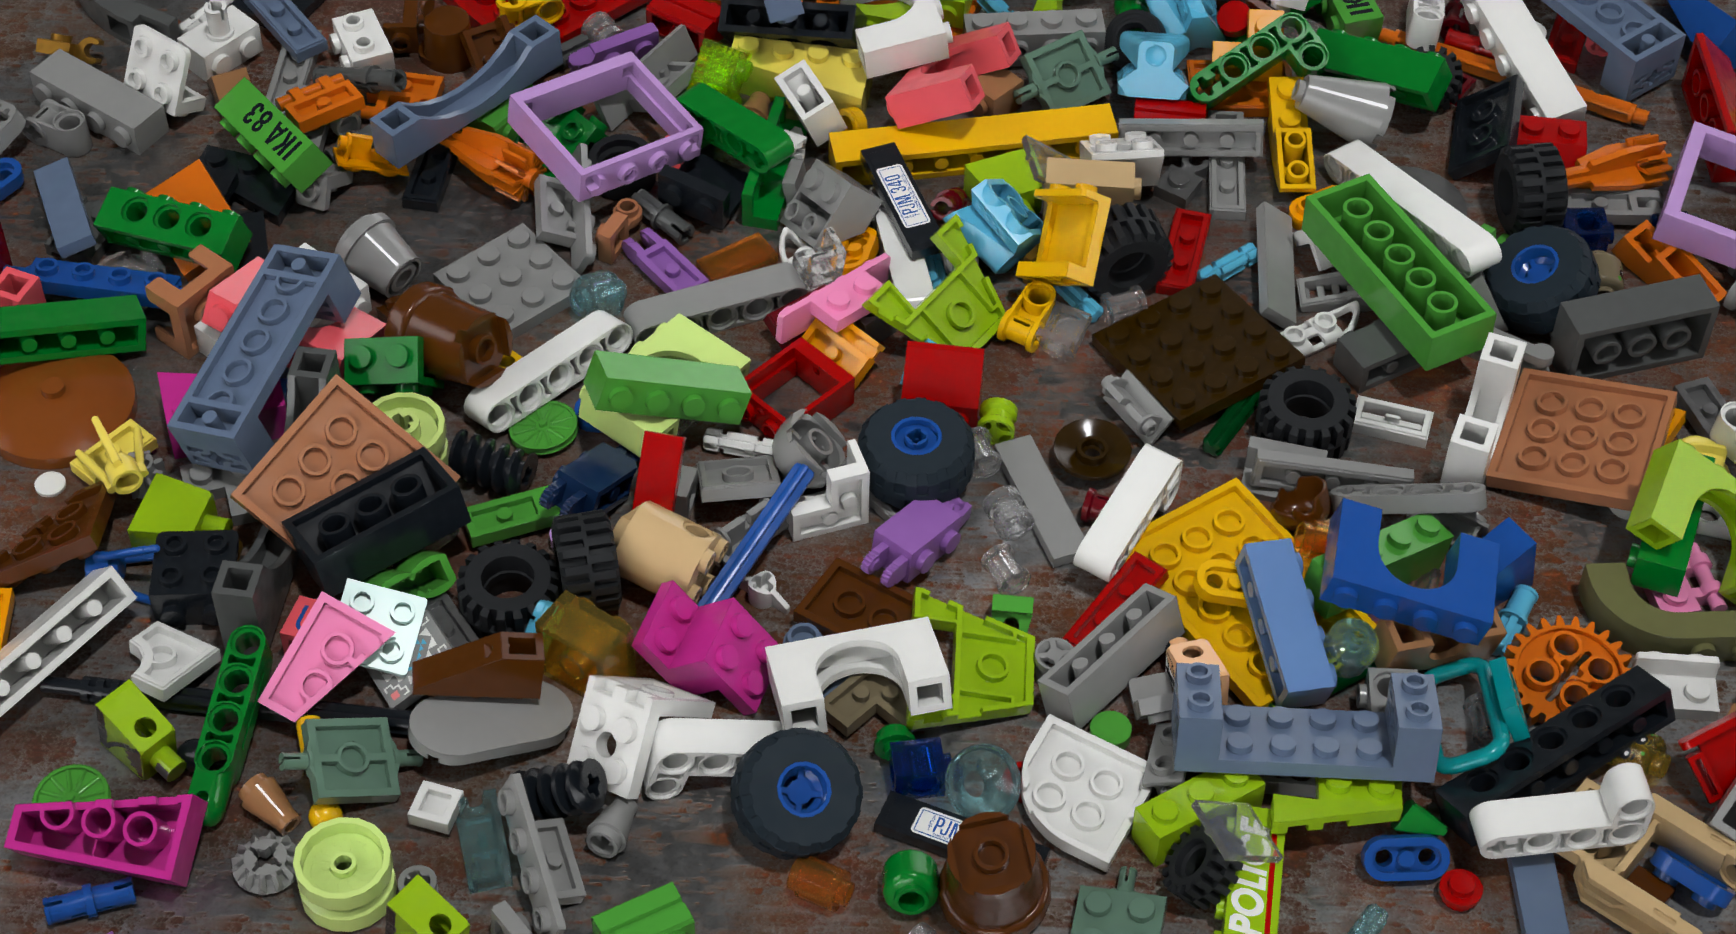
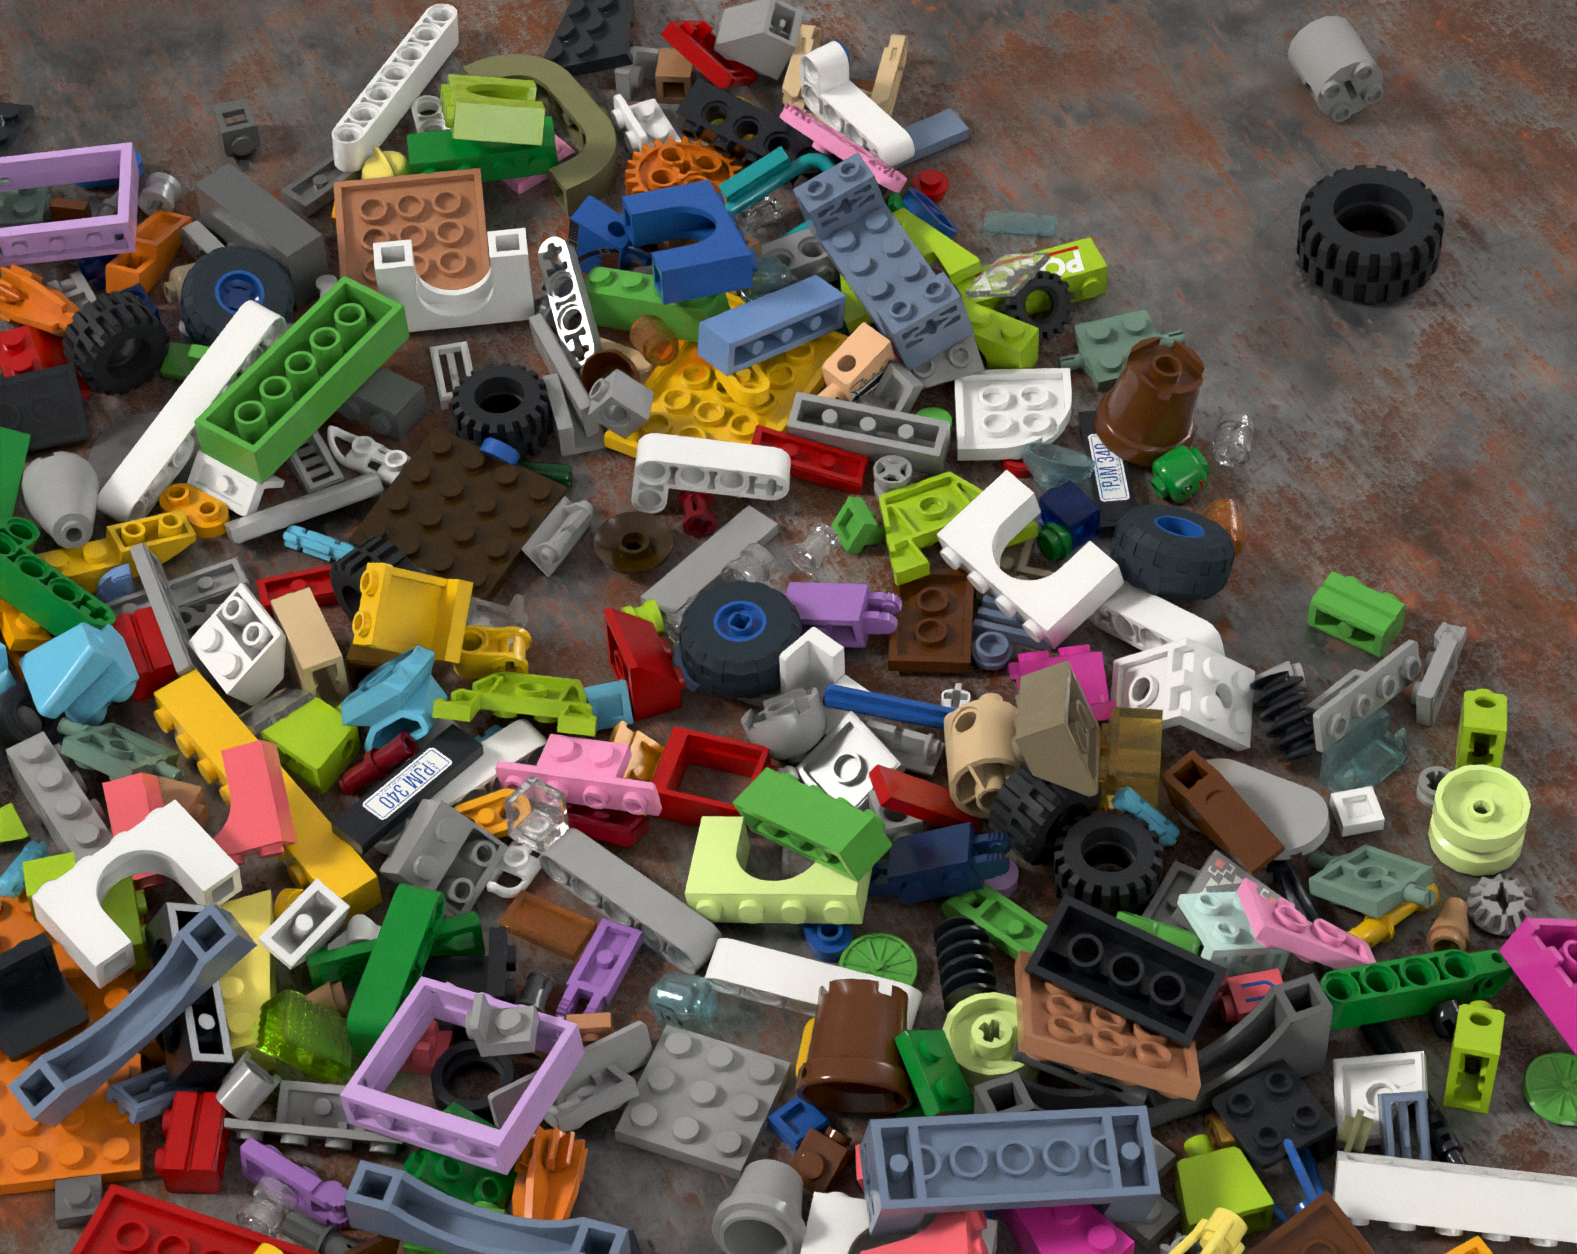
camera: 115 degrees left, 0 degrees up
(116, 650) = (1386, 1124): none -> sand blue tile
(139, 613) = (1355, 1132): none -> olive plate
(609, 131) = (502, 1029): none -> light grey bracket
(613, 552) = (1057, 729): none -> dark tan slope
(692, 40) = (246, 1087): none -> light grey piece
(1244, 386) = (499, 451): none -> blue tile
(1246, 474) = (620, 403): none -> light grey brick
(1499, 769) = (831, 141): none -> bright pink plate

